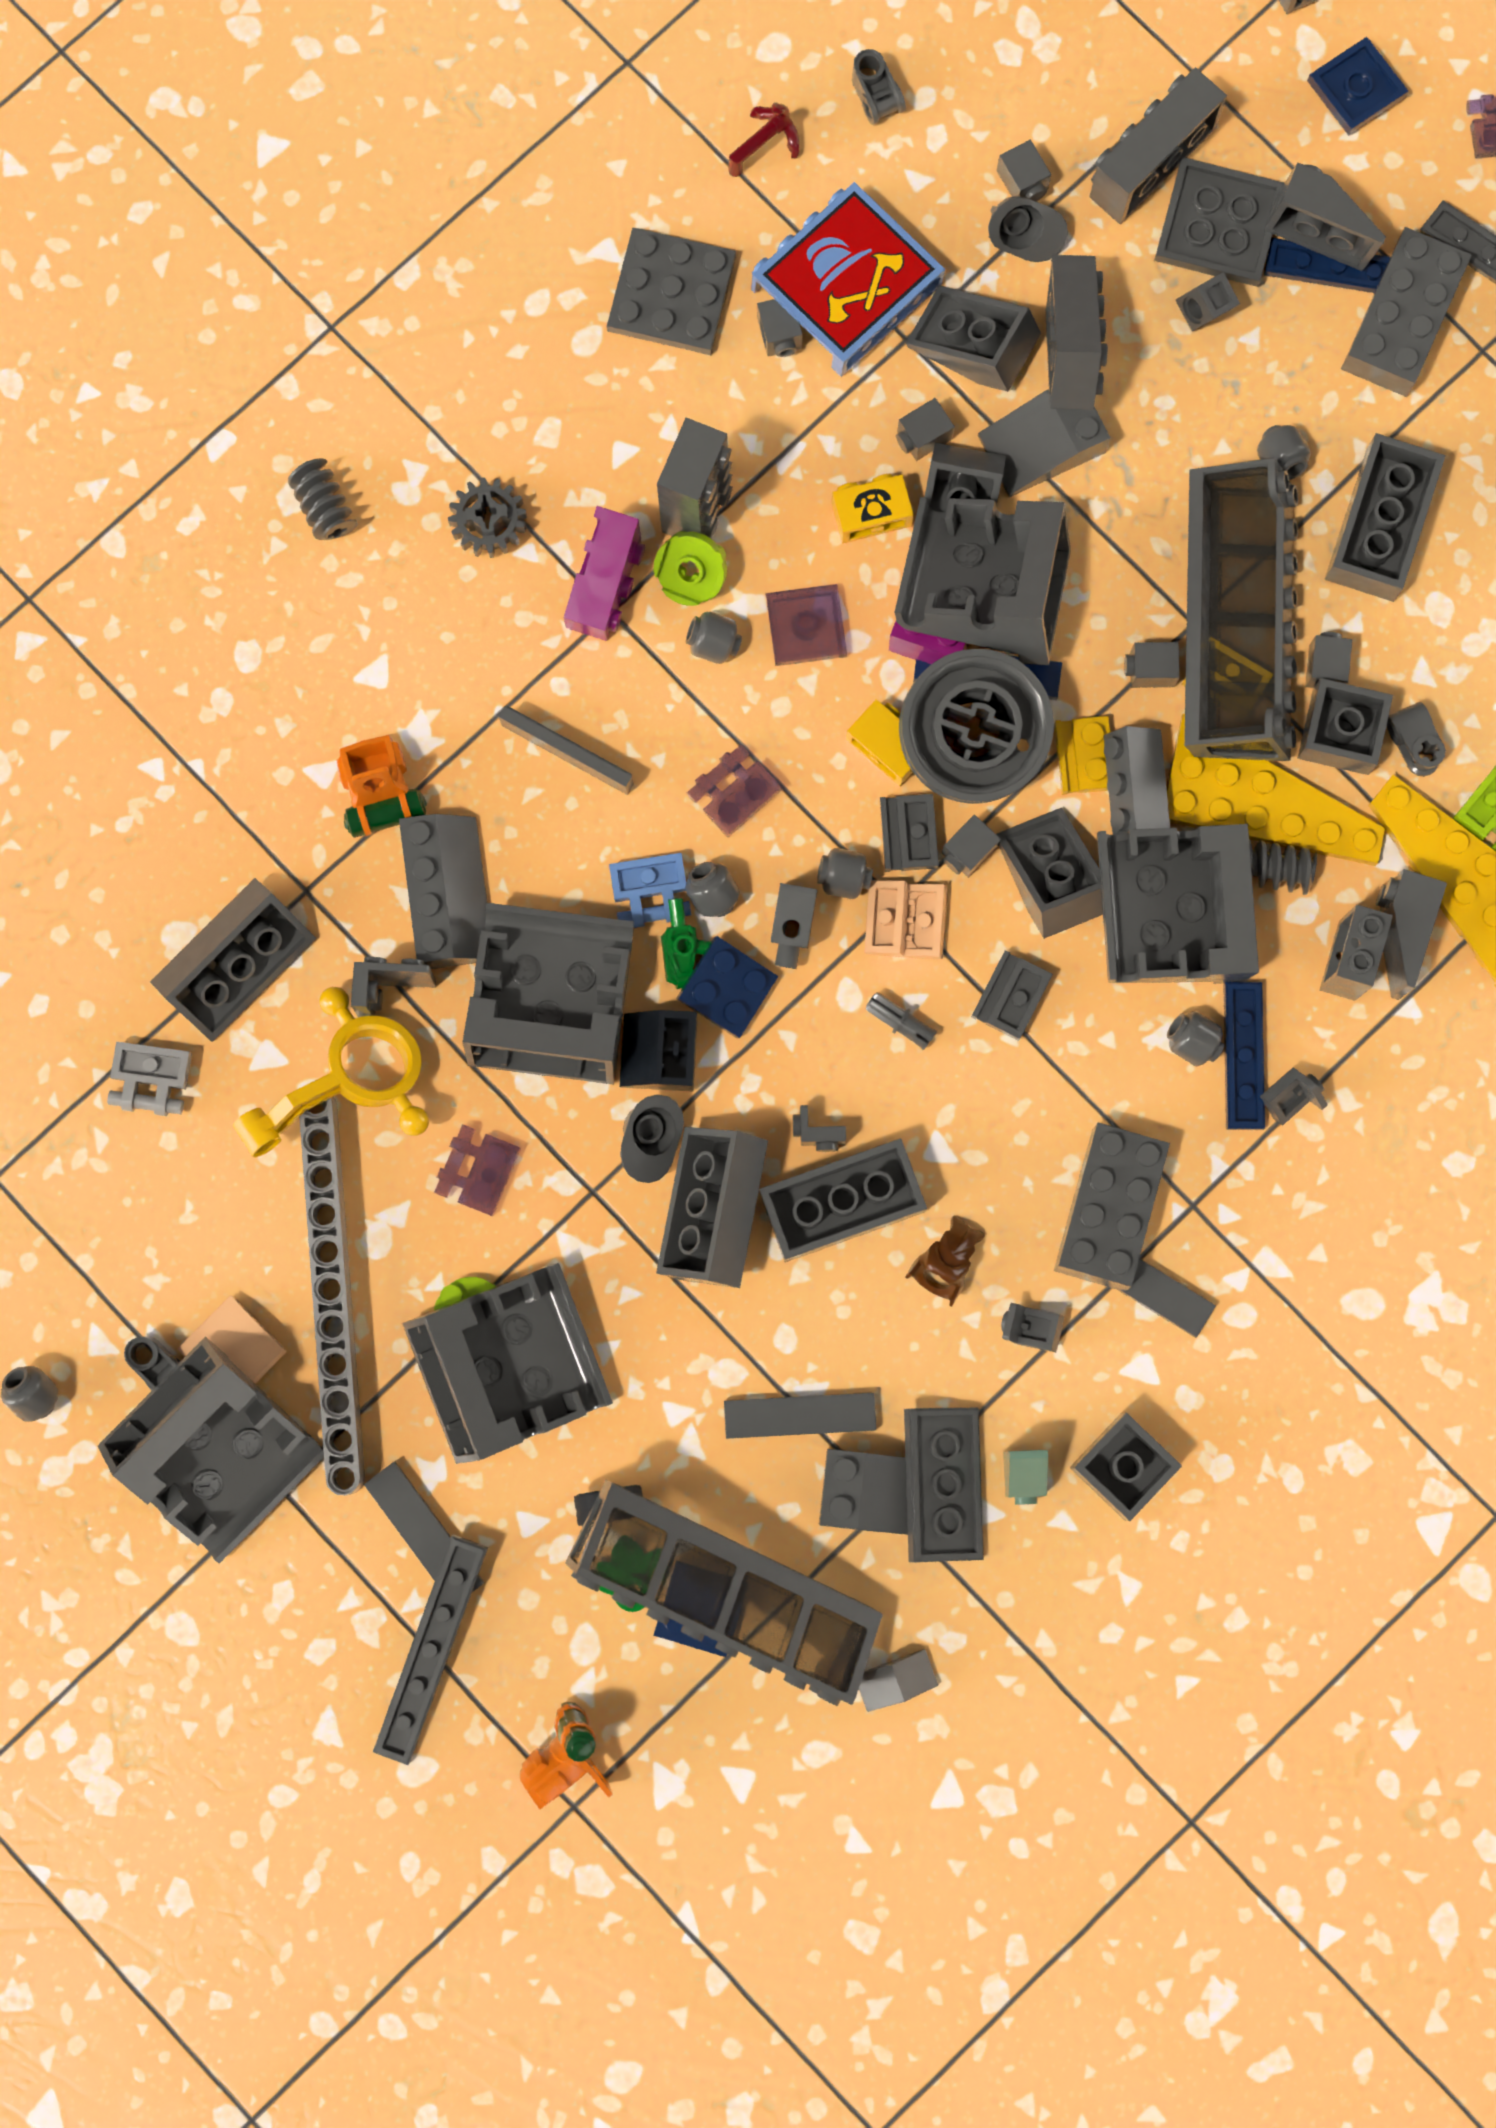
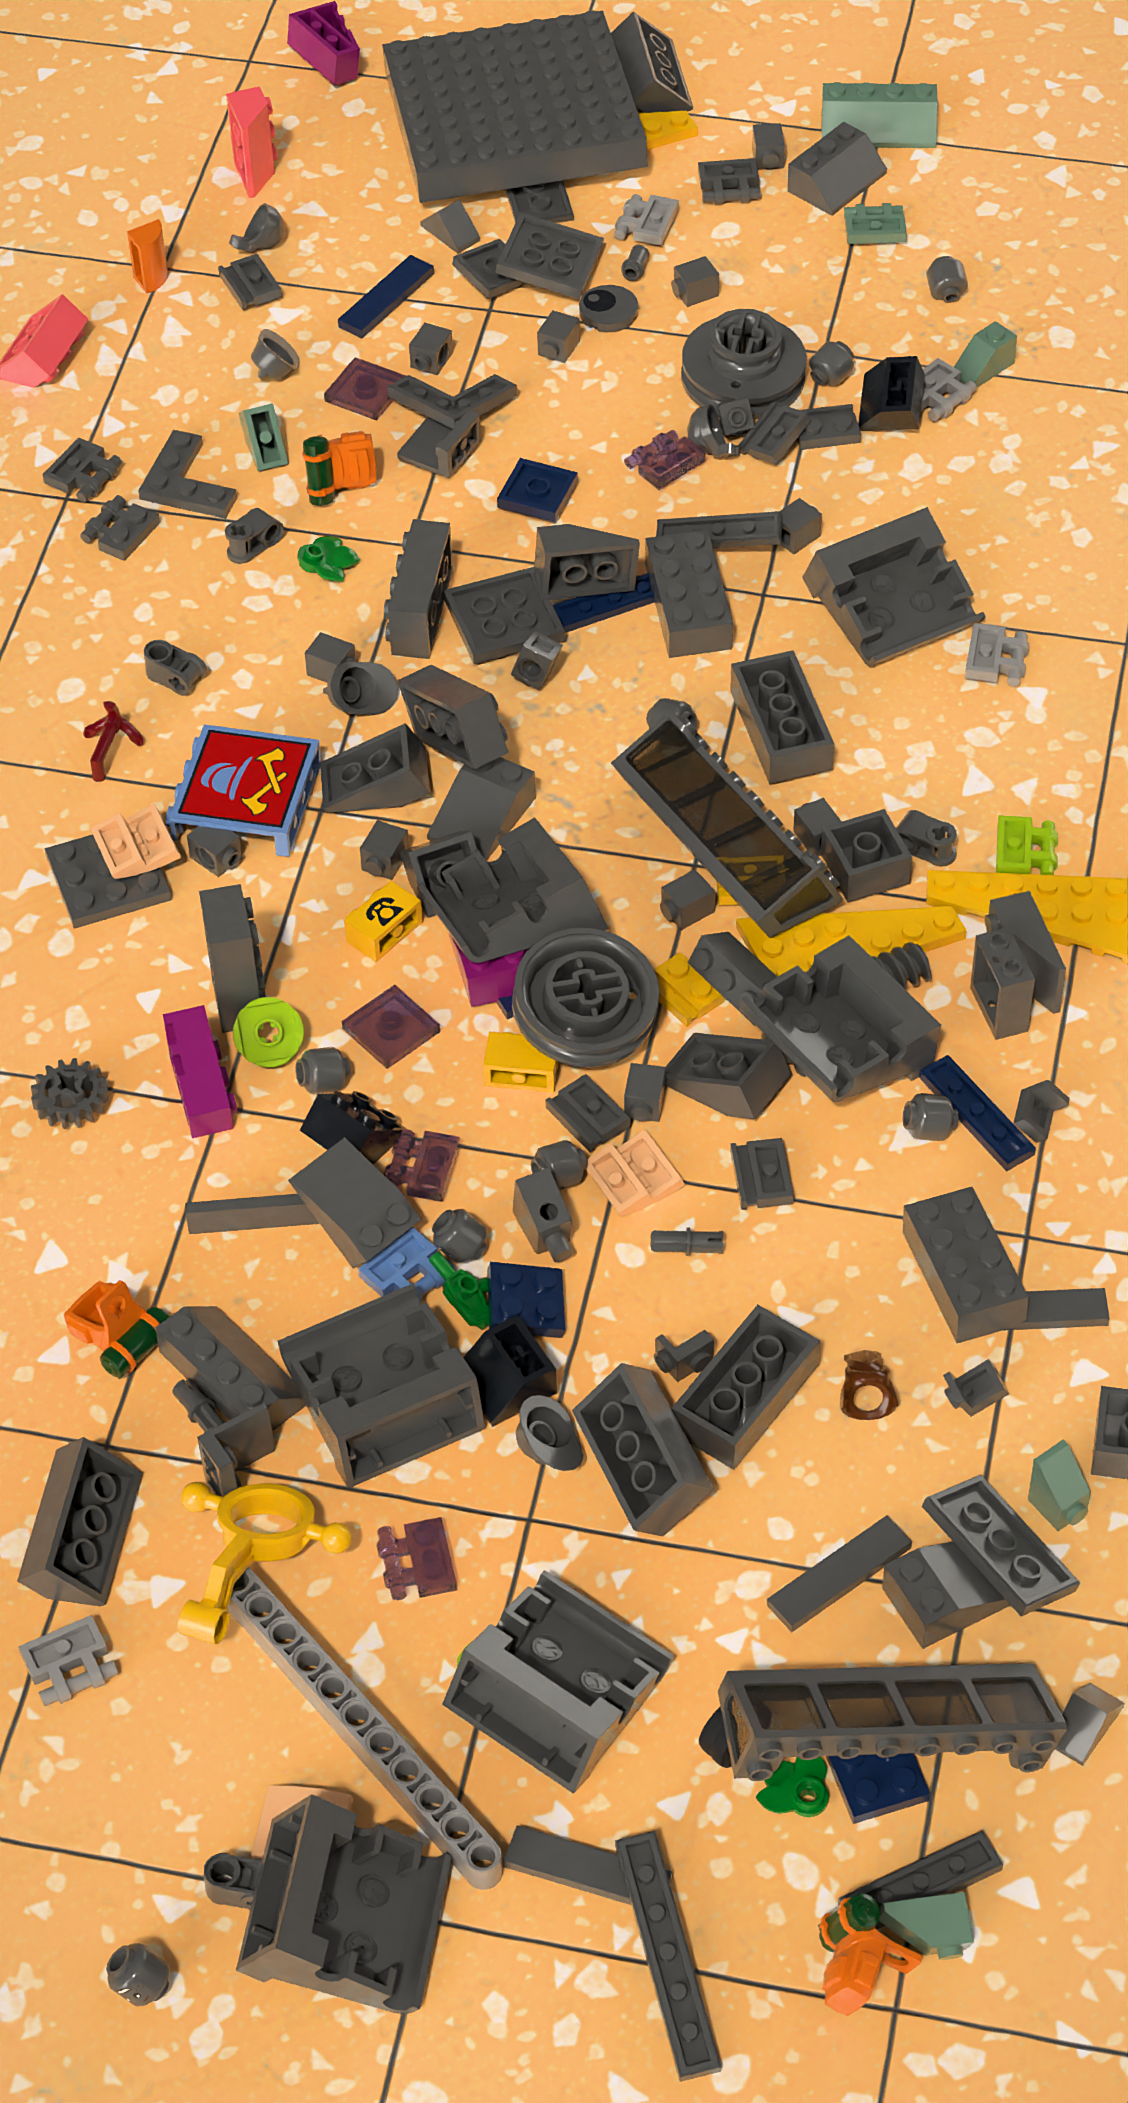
camera: 35 degrees left, 30 degrees down
(396, 914) = (199, 1407): none -> dark grey axle
(641, 802) = (353, 1202): none -> dark grey slope
(641, 1768) = (931, 1924): none -> sand green slope
(666, 1723) = (937, 1874): none -> dark grey tile
(699, 715) = (356, 1119): none -> black slope
(709, 279) = (135, 843): none -> light nougat slope
(1109, 45) = (327, 558): none -> green plate

